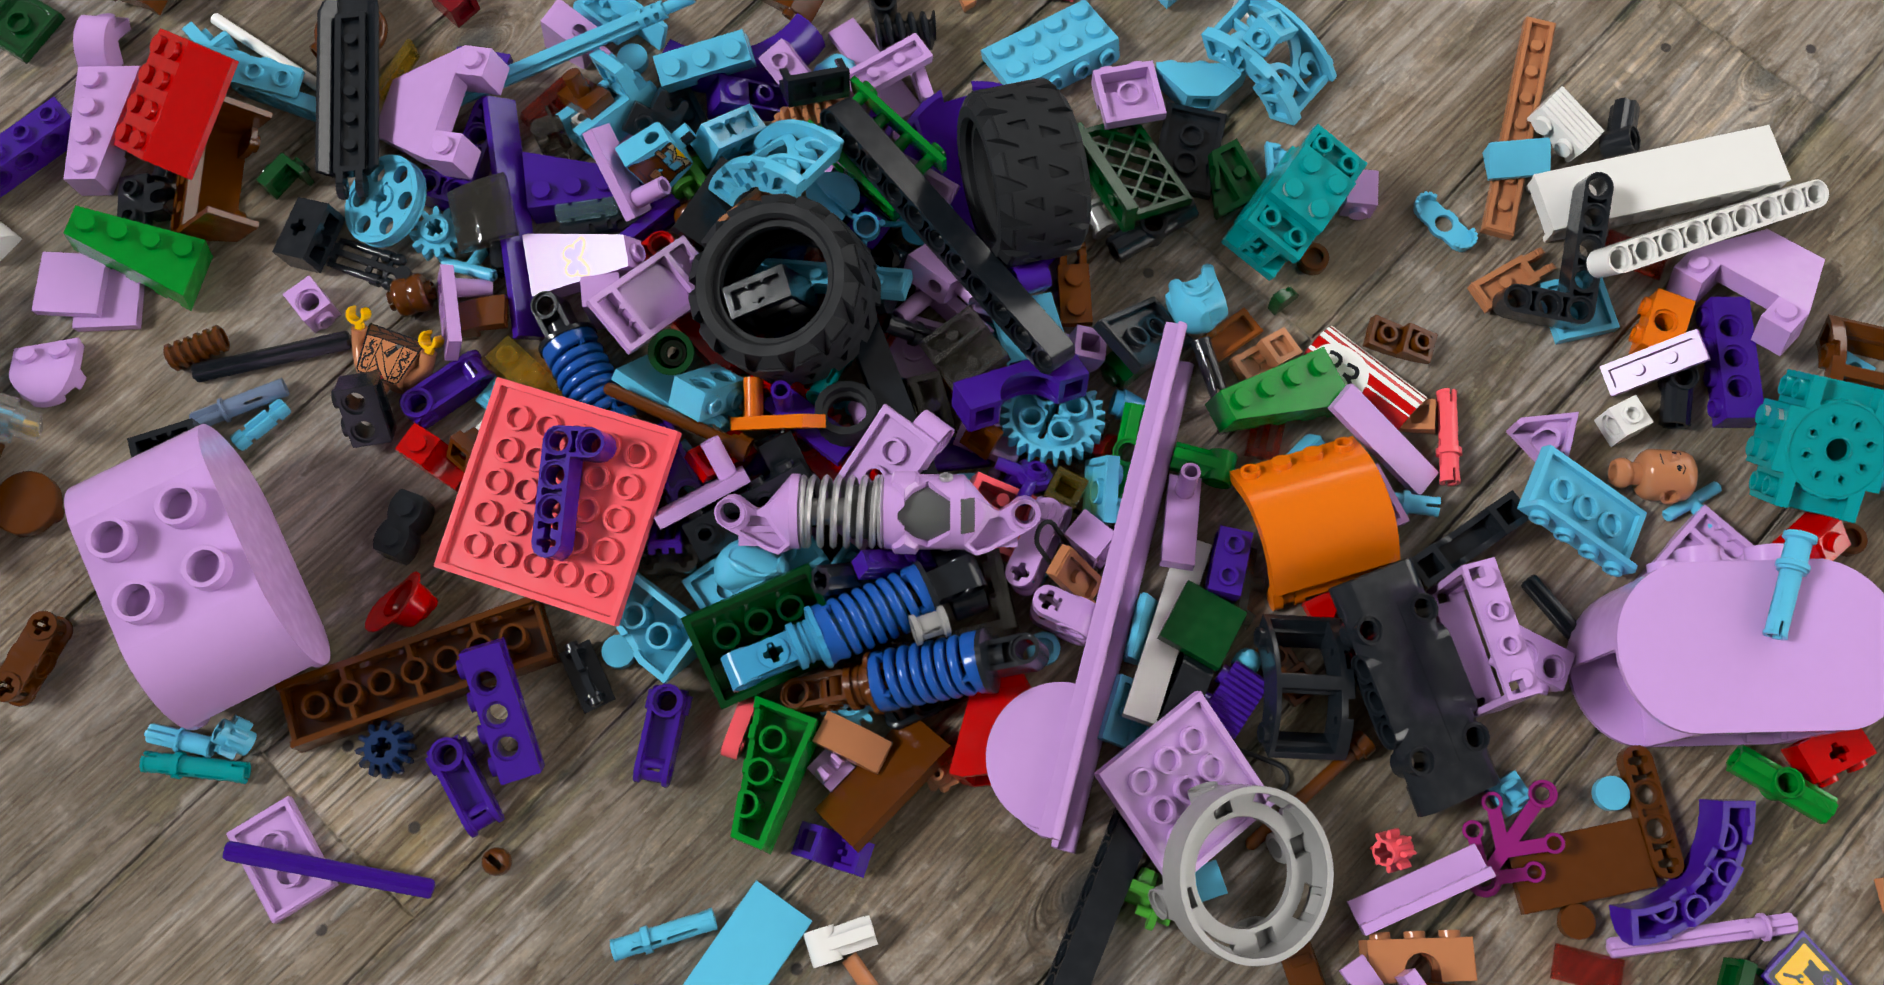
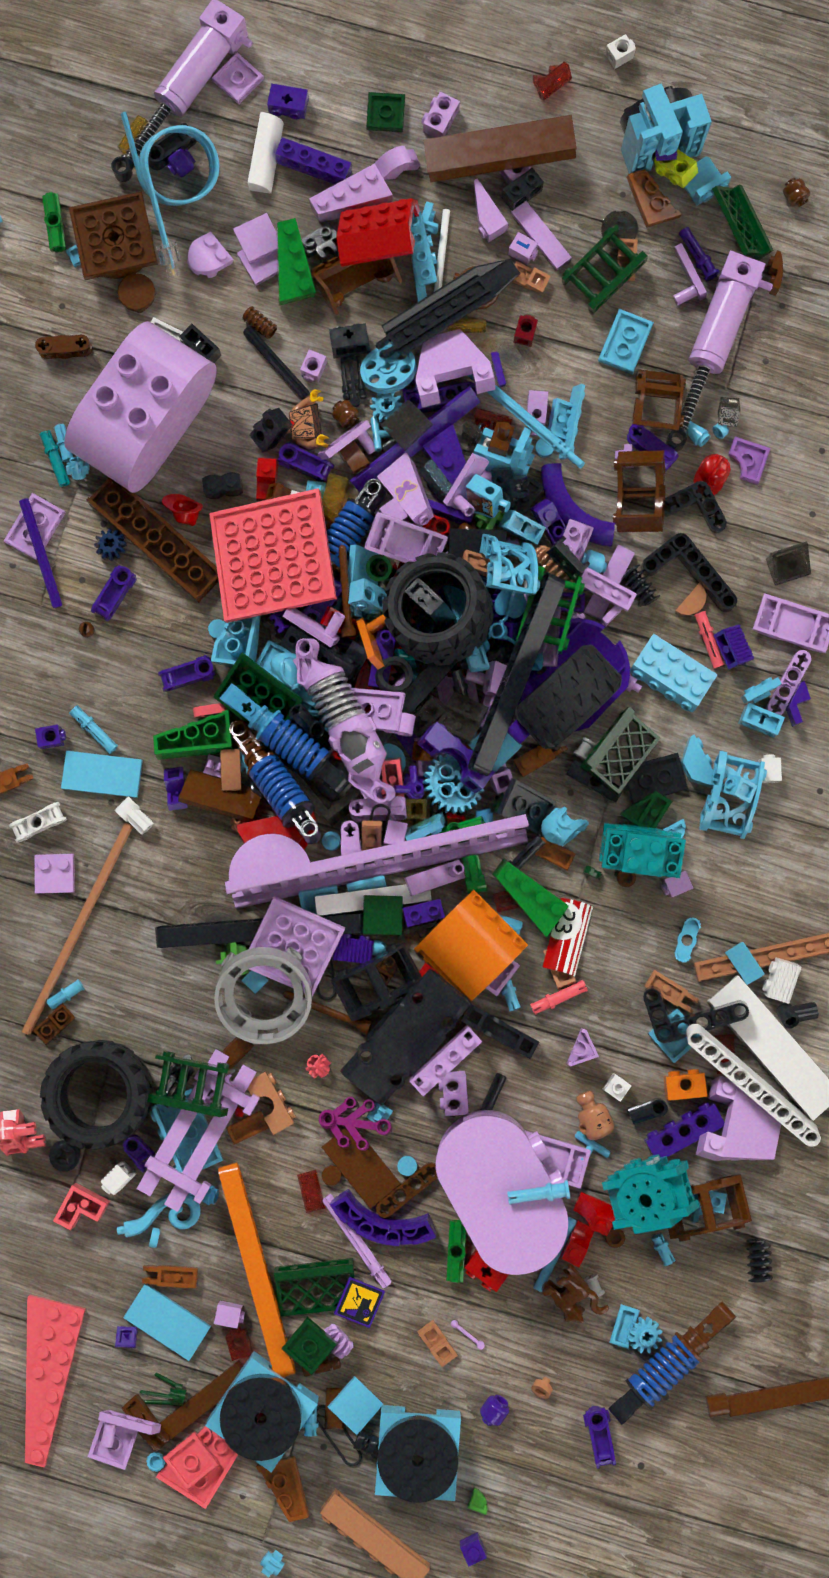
camera: 65 degrees right, 10 degrees up
(240, 403) = (245, 365): sand blue axle -> none
(260, 424) = (238, 380): medium azure axle -> none
(282, 173) = (374, 303): dark green bracket -> none
(505, 764) = (177, 570): dark purple brick -> none
(567, 492) = (275, 560): dark purple beam -> none
(586, 675) = (197, 620): black hinge -> none
(720, 54) = (555, 491): medium azure arch -> none
(882, 562) = (321, 735): dark purple piece -> none
(929, 625) = (299, 776): light grey bush -> none
(1128, 94) = (667, 728): lavender plate -> none
(1267, 354) = (553, 878): nougat slope -> none
(1383, 439) = (534, 962): lavender tile -> none
(1400, 341) = (602, 947): reddish brown slope -> none
(1420, 889) = (304, 1087): lavender fence -> none
(1582, 511) = (548, 1085): medium azure bracket -> none
(1655, 362) = (658, 1090): piece -> none

